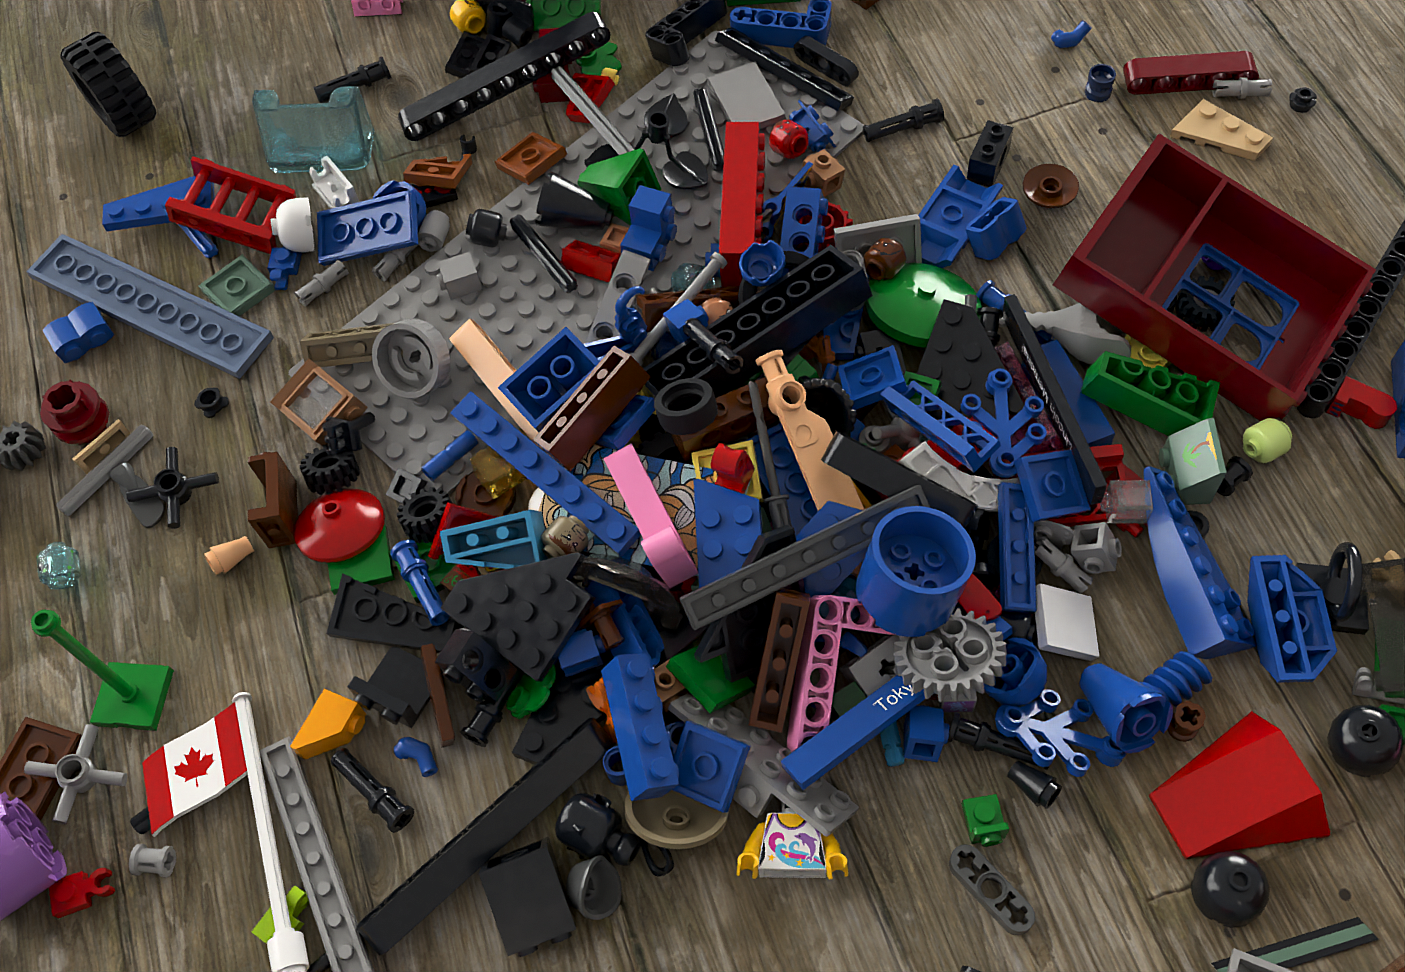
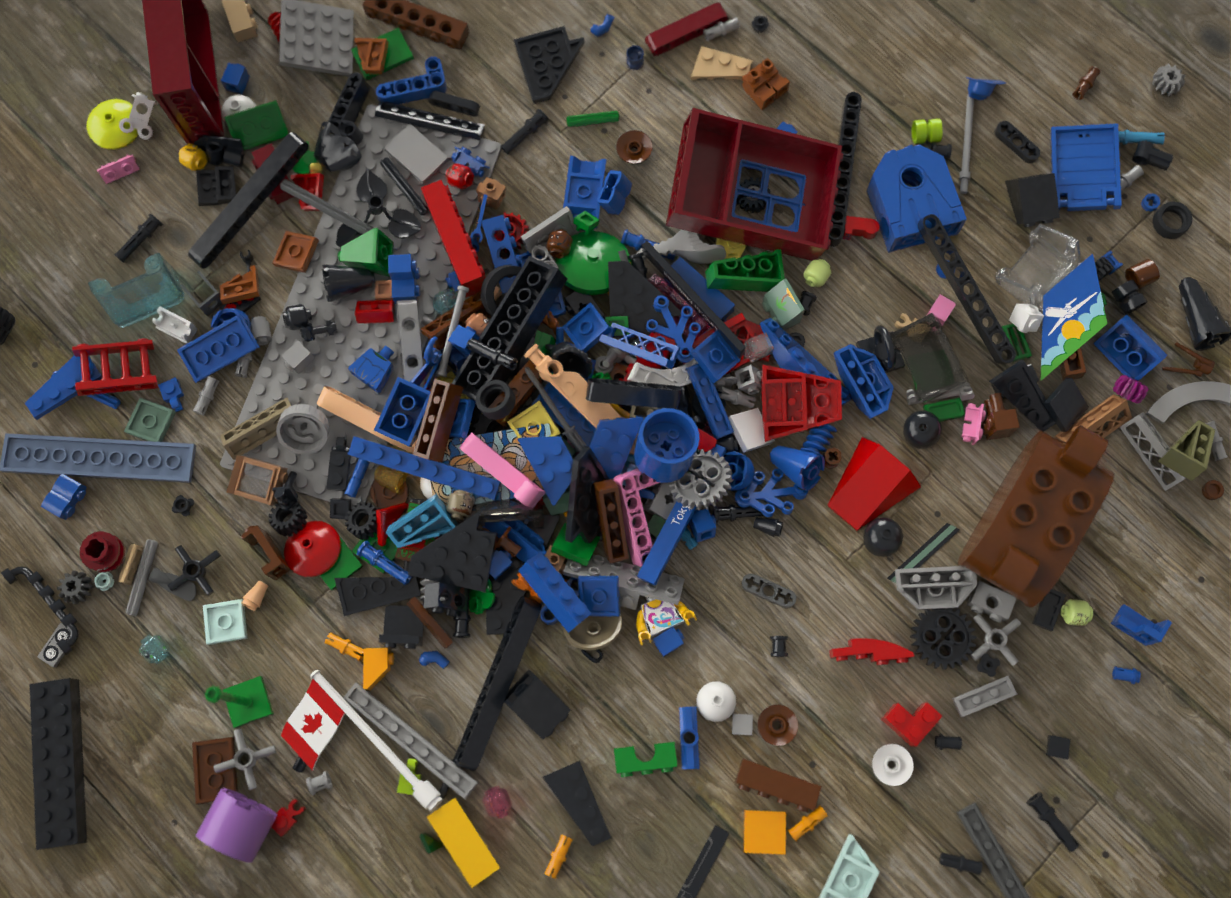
camera: 30 degrees left, 15 degrees up
(57, 453) = (101, 577): none -> light aqua plate
(170, 574) = (225, 622): none -> light aqua tile
(294, 225) = (168, 365): white cylinder -> none
(303, 676) = (345, 646): none -> light orange pin
(380, 798) = (428, 691): black pin -> none
(381, 173) = (204, 305): none -> dark grey piece
(434, 431) = (339, 466): none -> black hinge
(491, 252) = (308, 332): none -> black bar
(543, 253) = (342, 319): black axle -> none
(546, 318) = (373, 368): none -> blue torso
(594, 829) = (552, 654): black piece -> none
(594, 888) = (568, 685): dark grey helmet -> none
(638, 60) = (331, 149): none -> black piece
(732, 467) = (538, 426): red leg -> none
(762, 263) = (494, 285): blue hair -> none
(787, 894) = (669, 641): none -> blue brick
(792, 562) = (602, 462): dark grey tile -> none
(936, 248) = (586, 222): none -> green tile
(975, 50) = (545, 60): none -> black wing
(985, 820) = (751, 556): green bracket -> none
(989, 153) = (588, 137): black brick -> none
(1019, 138) = (592, 118): none -> green axle
(1163, 603) = (797, 401): none -> red wedge
(1281, 167) = (764, 84): none -> dark orange hips

